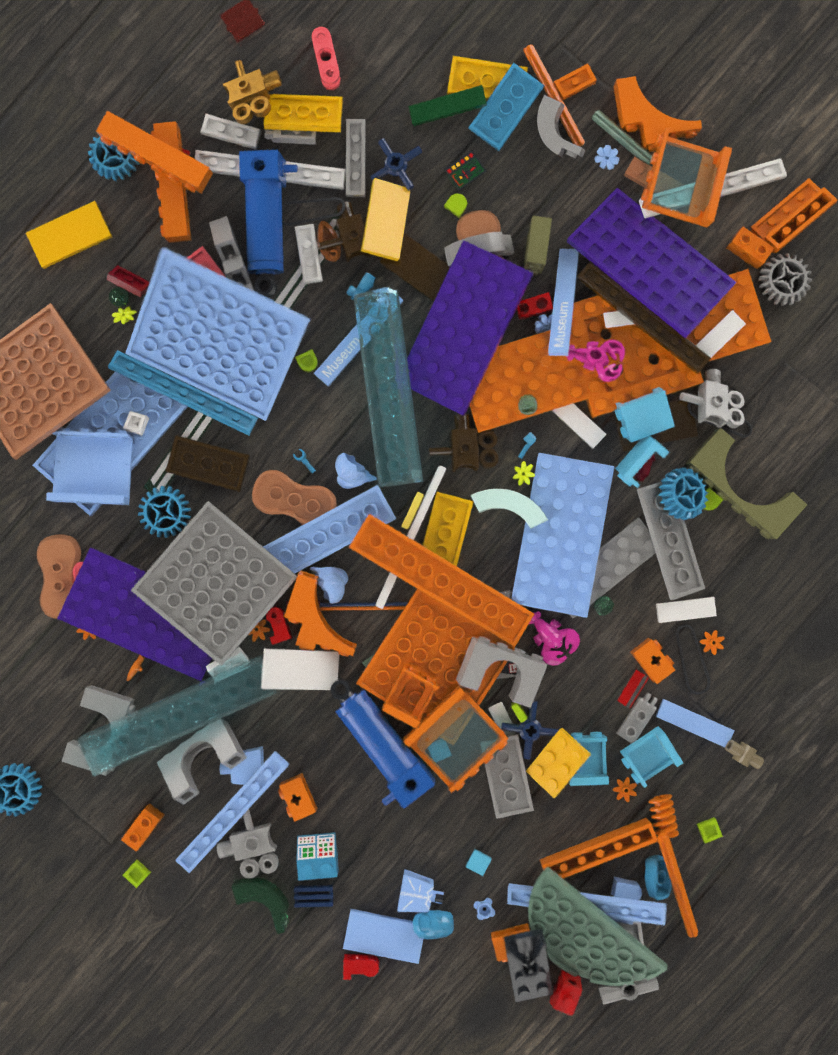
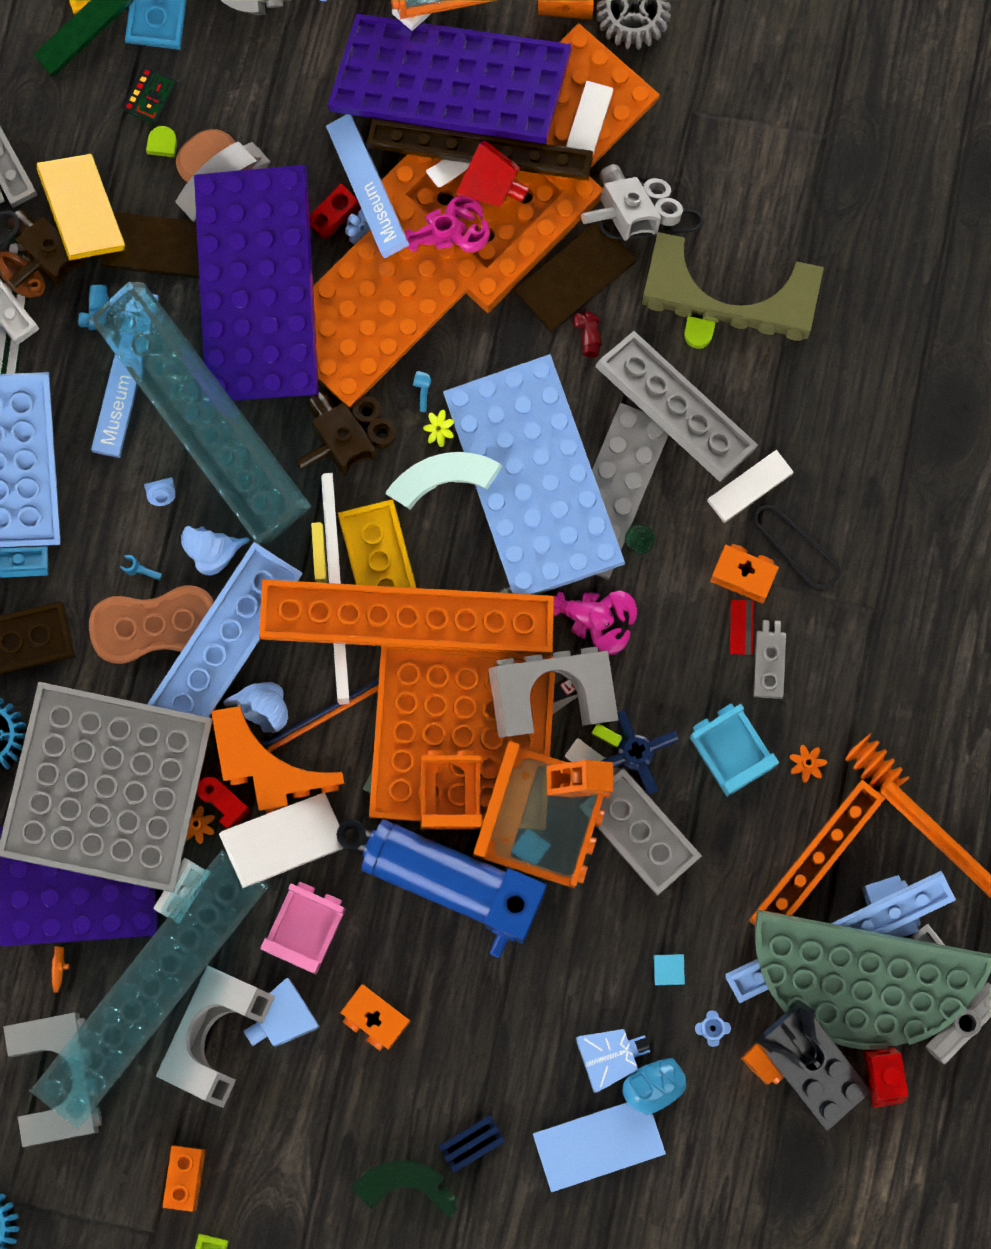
camera: 30 degrees left, 10 degrees down
(232, 812) = (295, 1086): light blue tile -> none
(249, 844) = (344, 1118): light grey piece -> none
(285, 723) = (304, 927): none -> bright pink panel
(307, 361) = (74, 440): lime tile -> none
(317, 856) = (445, 1082): dark azure slope -> none
(340, 421) = (160, 492): none -> light blue plate
(360, 964) = (595, 1195): red leg -> none
(400, 159) = (55, 124): dark blue bar -> none
(488, 734) = (580, 778): none -> orange brick
(527, 404) = (392, 334): clear green tile -> none
(537, 244) = (293, 131): olive window -> none
(558, 762) = (696, 772): yellow plate -> none
(580, 424) = (477, 327): white tile -> none
(637, 457) = (571, 325): medium azure panel -> none
(641, 341) = (492, 177): none -> red torso
(644, 415) = (551, 268): medium azure panel -> none
(649, 755) = (813, 698): medium azure panel -> none
(657, 878) = (915, 851): dark azure piece -> none
(677, 483) = (658, 339): dark azure gear -> none
(694, 723) = (847, 625): light blue tile -> none
(708, 642) = (805, 512): orange plant -> none
(709, 830) = (949, 754): lime tile -> none
(744, 754) = (934, 627): dark tan axle -> none

